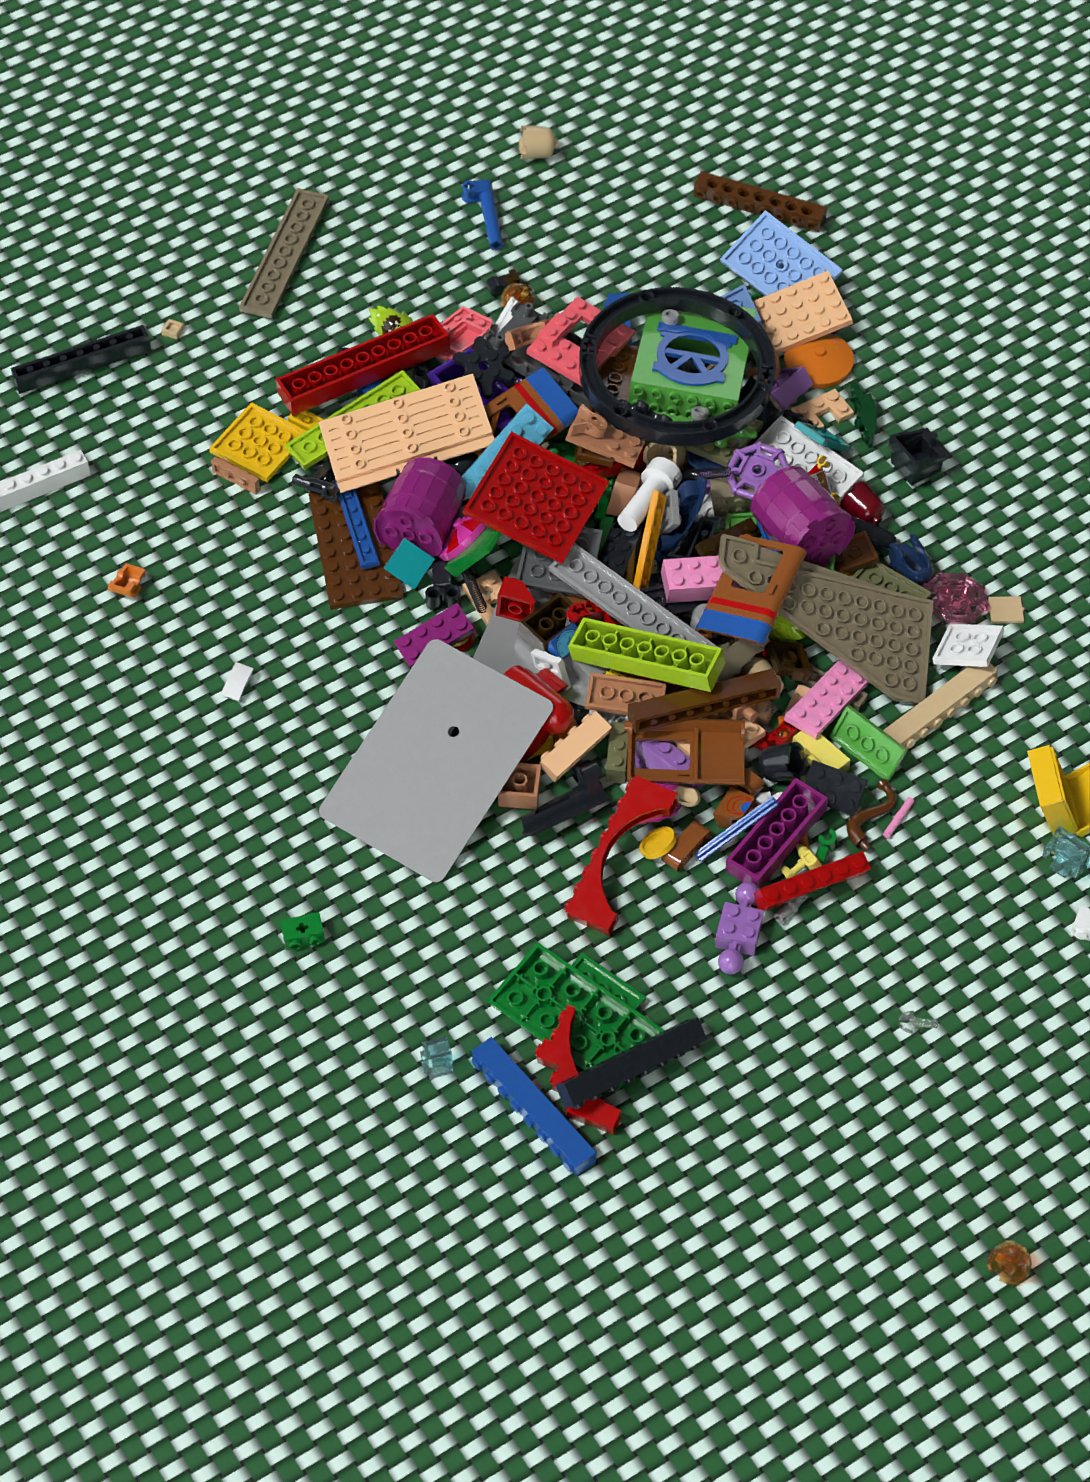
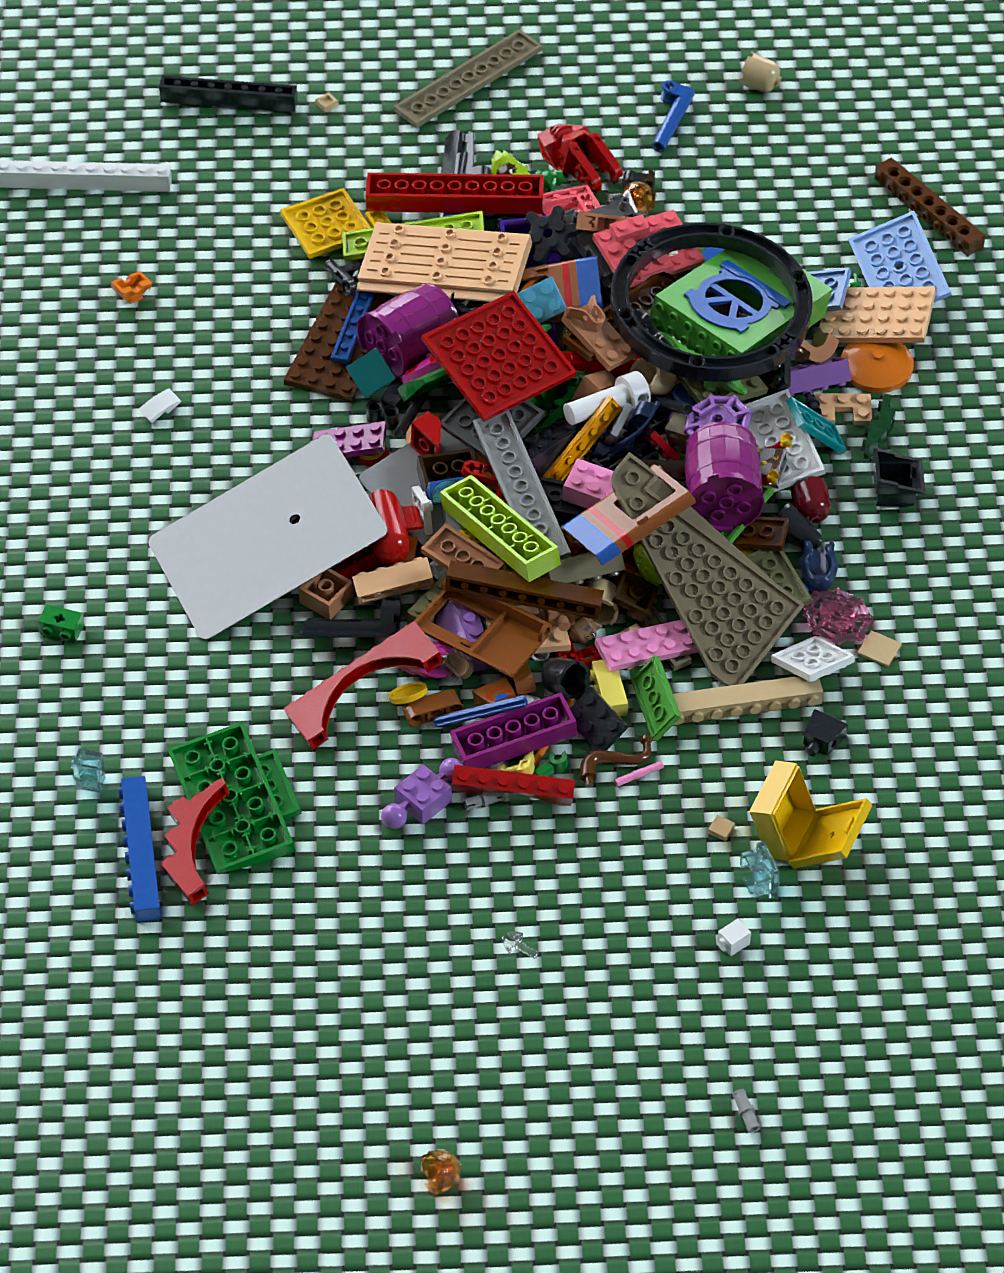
camera: 30 degrees right, 5 degrees down
(235, 475) = (286, 241): nougat plate -> none
(338, 337) = (456, 160): none -> panel
(425, 311) = (551, 179): none -> green animal
(434, 280) = (563, 150): none -> red connector
(631, 1062) = (241, 850): black brick -> none
(670, 317) = (740, 259): light grey tile -> none
(699, 413) = (702, 349): light grey tile -> none
(712, 512) = (656, 440): none -> red plate
(1000, 832) = (721, 828): none -> tan tile
(1020, 707) = (823, 733): none -> black torso

